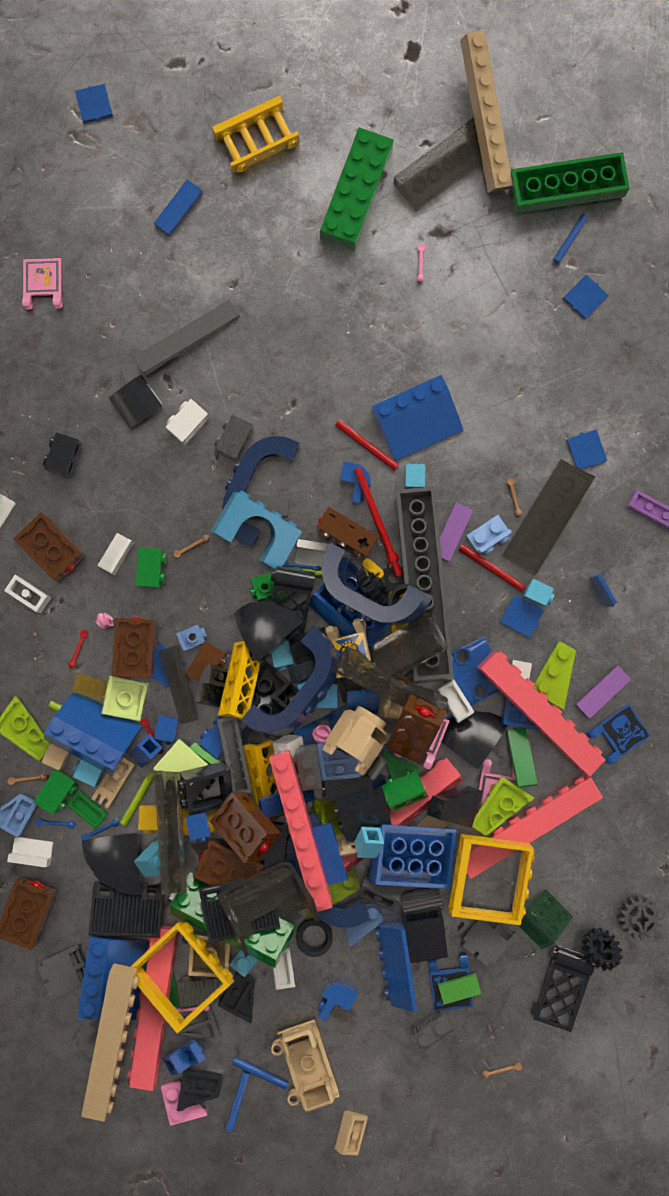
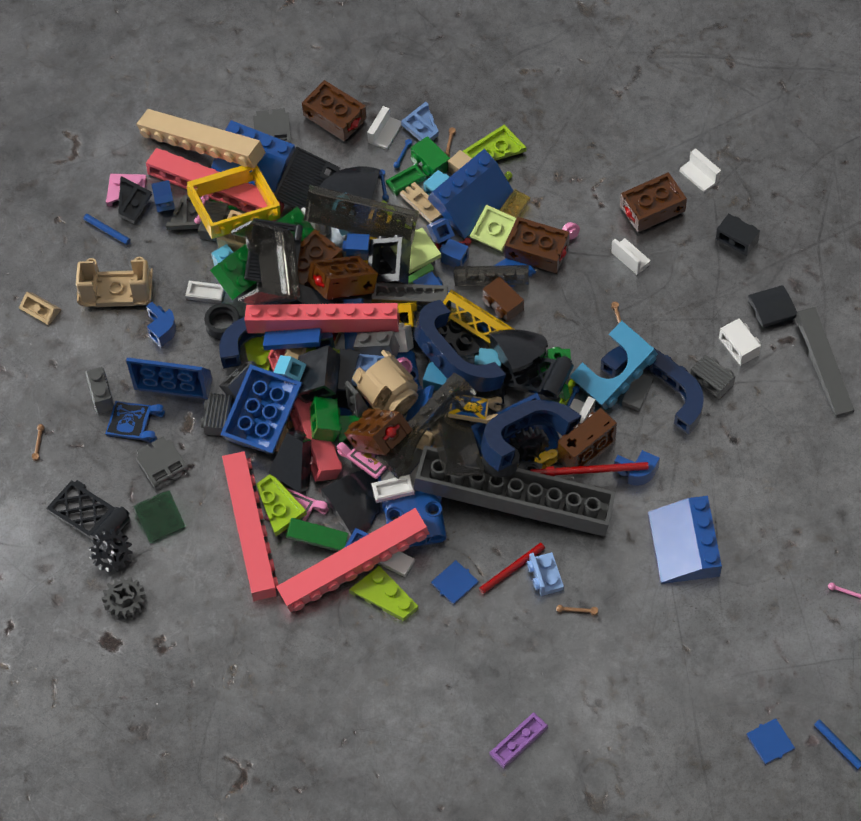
camera: 115 degrees right, 25 degrees down
(27, 594) = (615, 176): white brick -> none
(83, 634) = (564, 214): red hinge -> none
(150, 567) = (608, 277): green brick -> none
(186, 643) = (531, 293): medium blue brick -> none
(211, 686) = (481, 291): black slope -> none
(239, 997) = (193, 251): black wing -> none
(260, 1073) = (122, 252): blue bar -> none
(355, 933) = (214, 364): medium blue wing -> none
(367, 445) = (671, 491): red bar -> none
(414, 476) = (624, 520): medium azure brick -> none
(425, 934) = (187, 404): black brick -> none
(453, 530) = (560, 543): medium lavender tile -> none
(459, 988) = (126, 424): bright green tile -> none
(521, 890) = (228, 441): yellow window -> none
(538, 593) = (472, 599): medium azure brick -> none
(548, 517) = (546, 633): clear smoke arch -> none
(587, 449) = (605, 693): blue piece -> none
(603, 590) = (454, 656): blue piece -> none
(603, 692) = (353, 633): medium lavender tile -> none
(622, 731) = (307, 639): flag -> none

